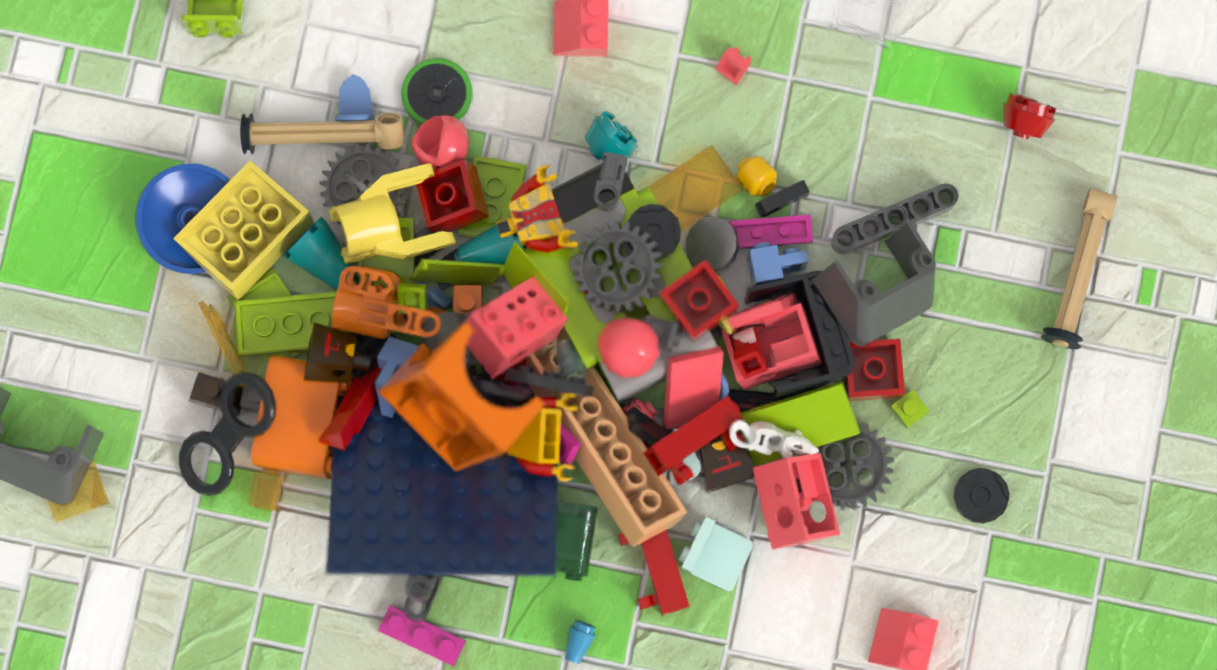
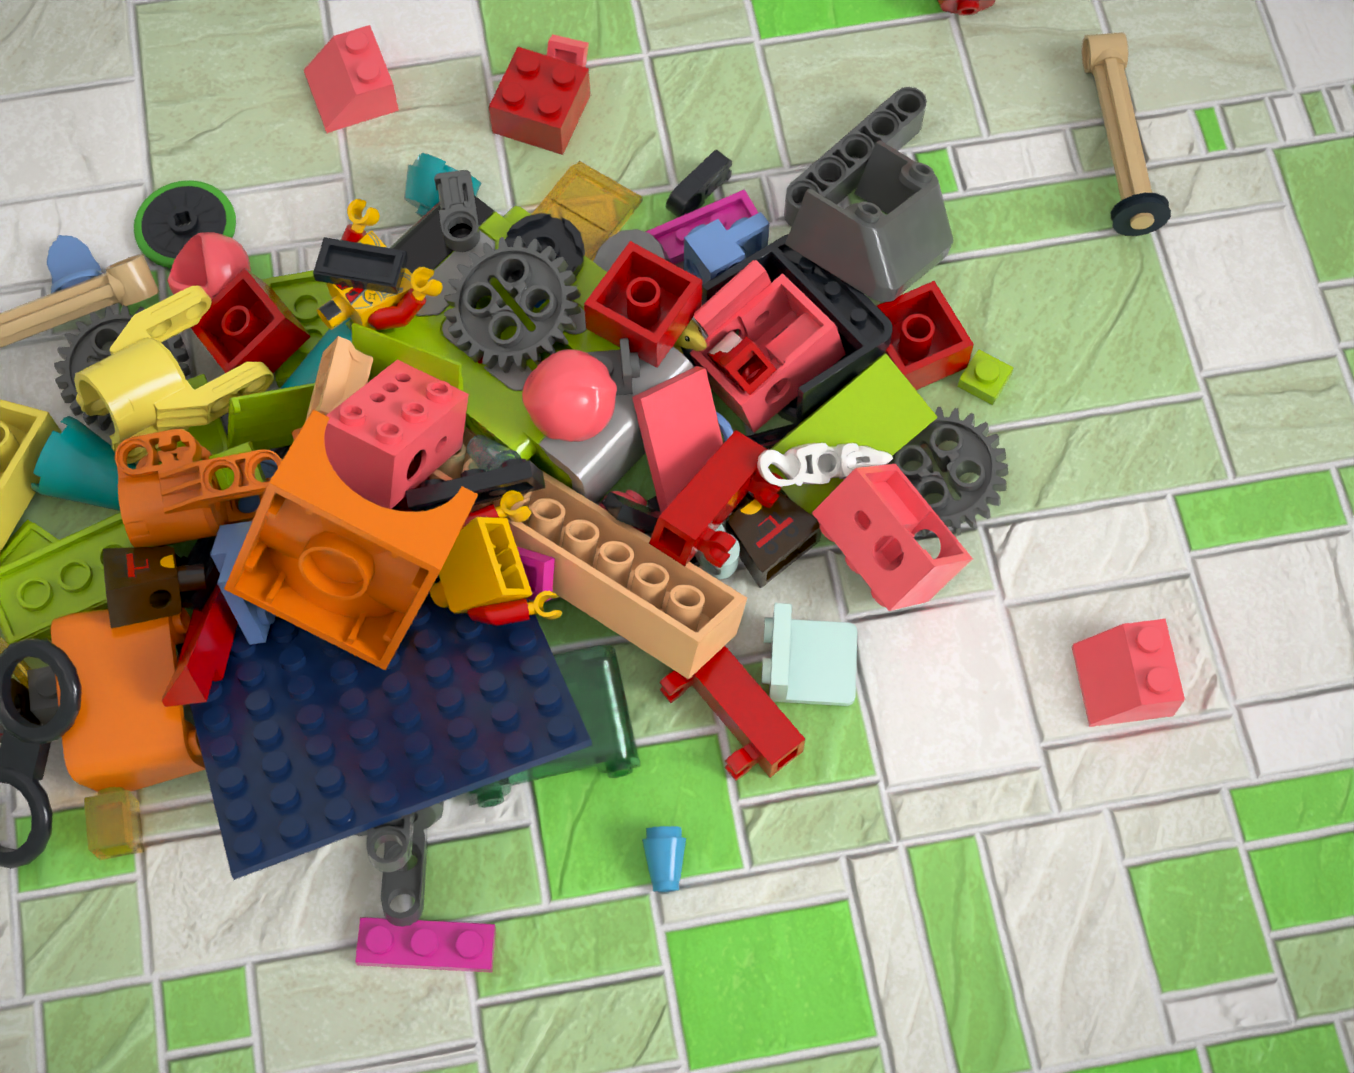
camera: 20 degrees left, 15 degrees down
(492, 276) = (339, 376): none -> light nougat slope
(532, 208) = (360, 265): none -> black tile
(702, 93) = (540, 100): none -> red brick
(756, 176) = (653, 170): yellow head -> none
(981, 495) = (1133, 449): black tile -> none

